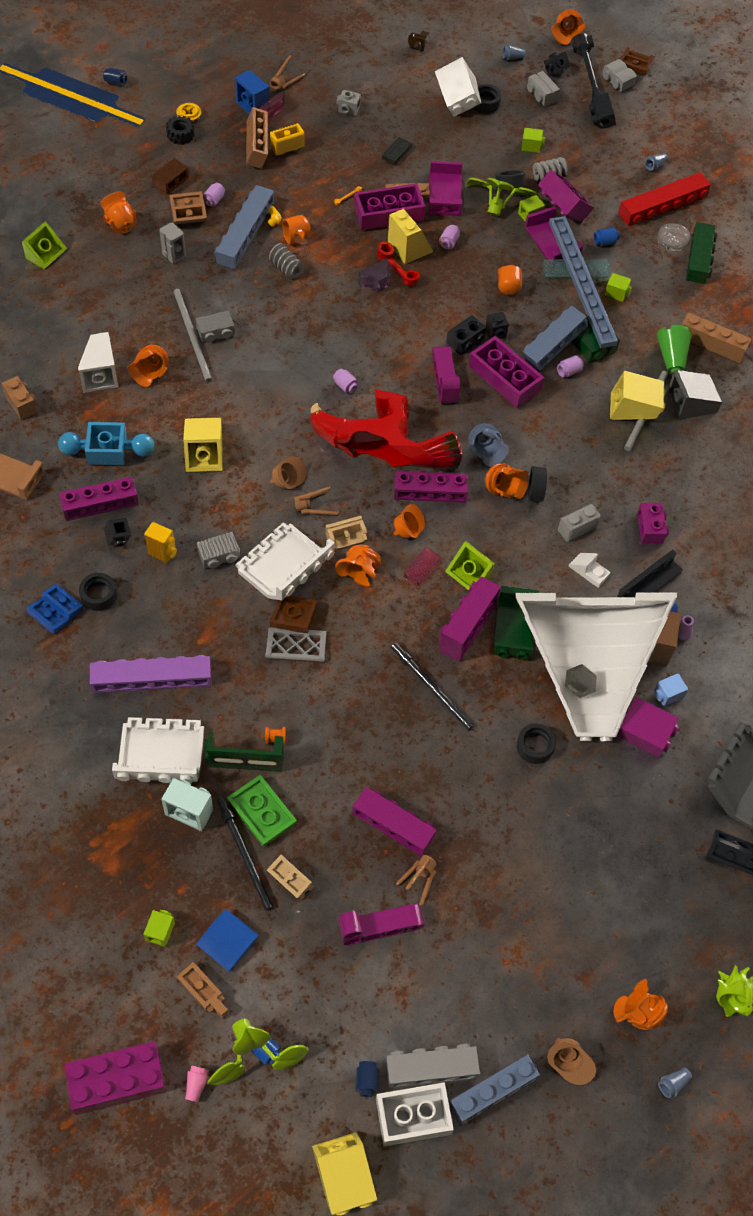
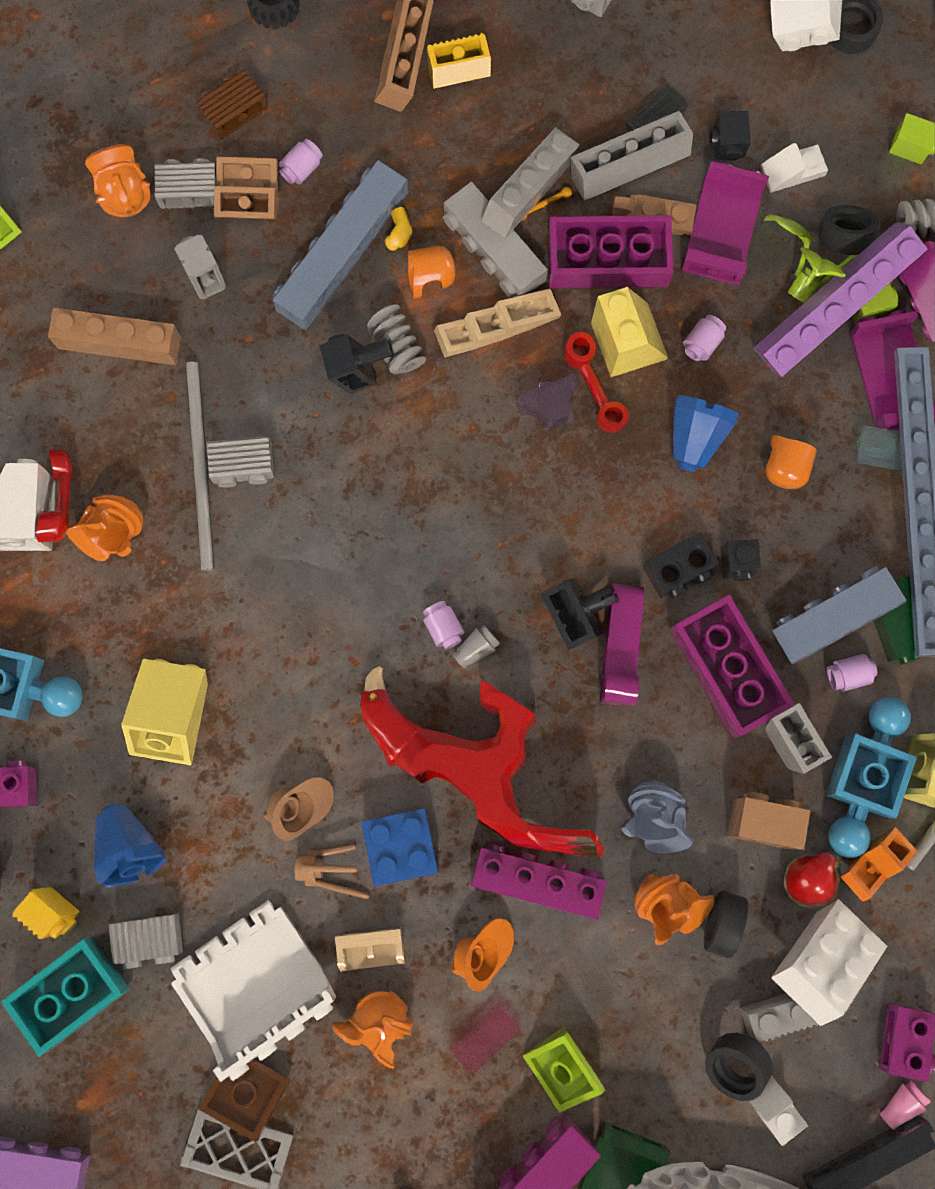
camera: 15 degrees right, 20 degrees up
(122, 359) = (53, 525): none -> red piece
(132, 282) = (114, 336): none -> medium nougat brick
(154, 213) = (185, 183): none -> light grey brick
(180, 581) = (65, 995): none -> teal brick
(198, 508) = (123, 847): none -> blue cone
(265, 269) = (350, 363): none -> black brick
(327, 213) = (506, 257): none -> light grey brick
(338, 248) = (497, 323): none -> tan slope
(339, 181) = (529, 182): none -> light grey brick
(350, 482) = (399, 847): none -> blue brick
(366, 388) = (476, 646): none -> light grey cone
(388, 165) = (631, 155): none -> light grey brick
(416, 361) = (575, 611): none -> black brick
(437, 150) = (731, 135): none -> black brick
(458, 272) = (698, 431): none -> blue cone
(474, 160) = (794, 167): none -> white slope
(513, 203) = (840, 298): none -> medium lavender brick
(546, 434) = (769, 823): none -> medium nougat brick
(548, 390) = (797, 740): none -> light grey torso
(550, 545) = (728, 1081): none -> black tyre
(578, 460) = (813, 879): none -> red piece
(594, 408) = (870, 777): none -> dark azure brick
(597, 486) = (829, 963): none -> white brick
(611, 443) = (882, 859): none -> orange brick
(660, 549) = (905, 1105): none -> bright pink cone

